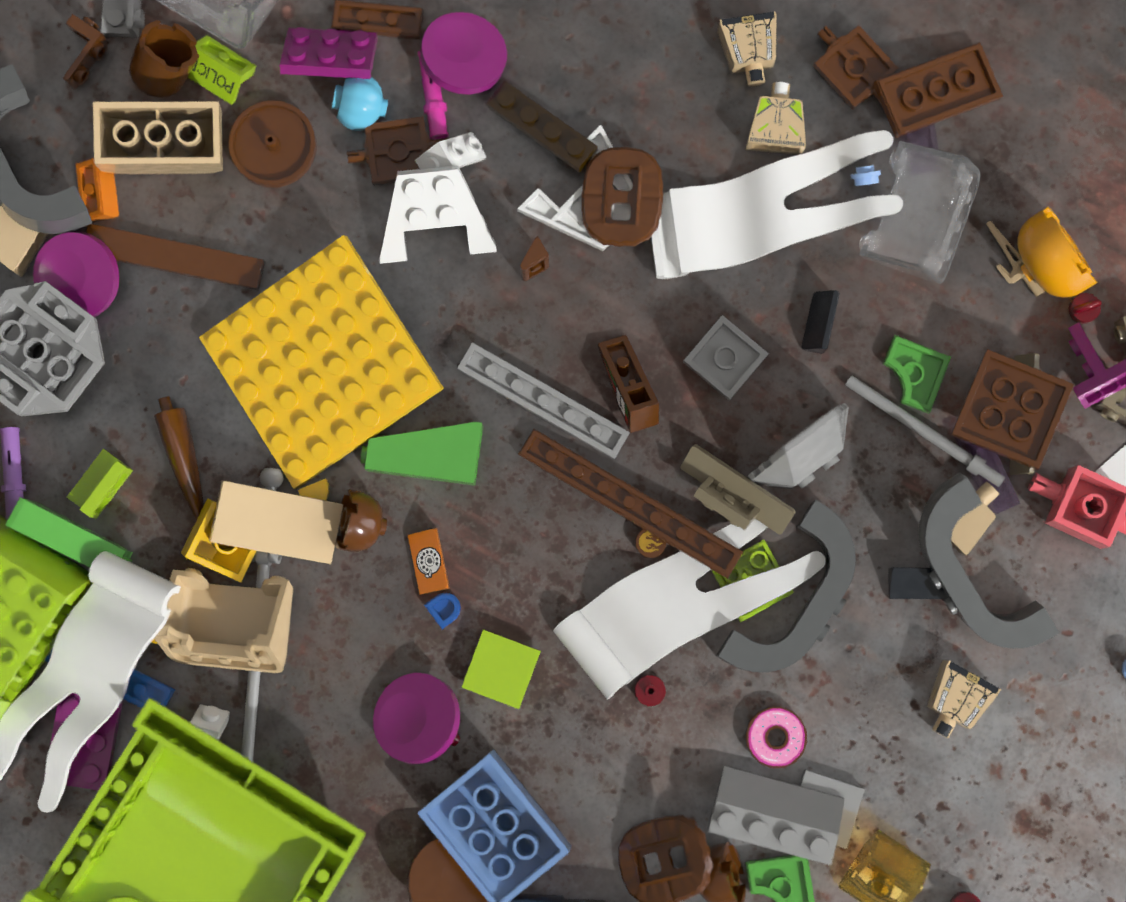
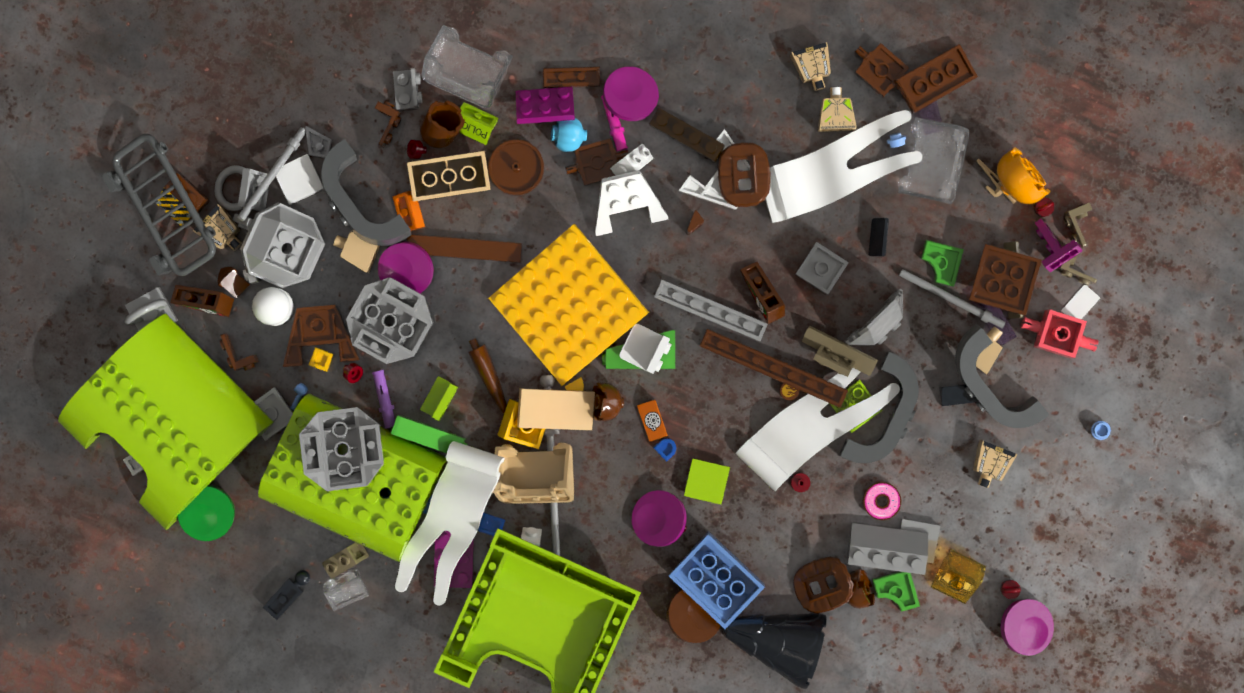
camera: 10 degrees left, 5 degrees up
(121, 92) = (415, 149): none -> dark red tile
(429, 444) = (645, 348): none -> white bracket

